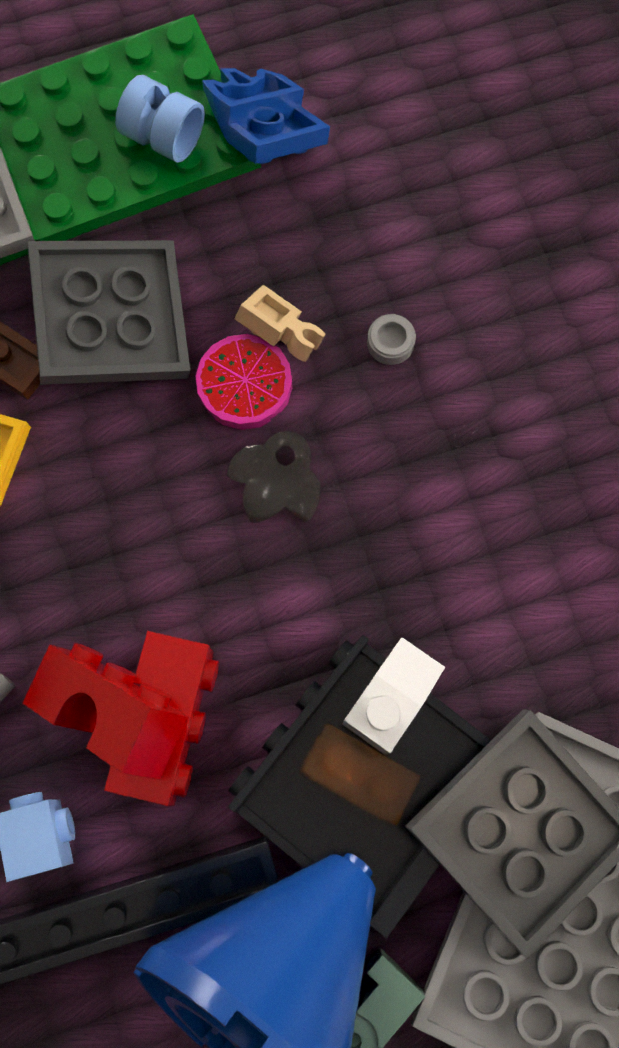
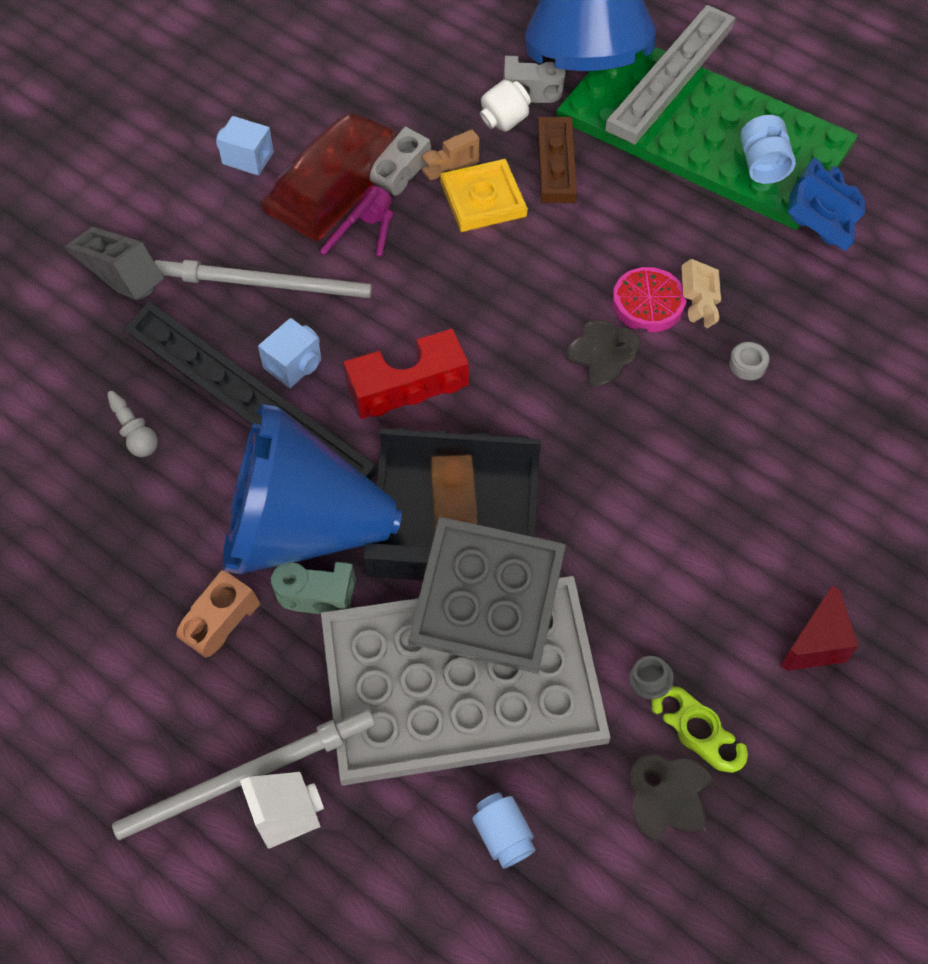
camera: 55 degrees right, 15 degrees down
(107, 311) = (627, 202): dark grey plate -> none
(129, 723) = (390, 330): red arch -> none
(393, 697) = (515, 480): white slope -> none

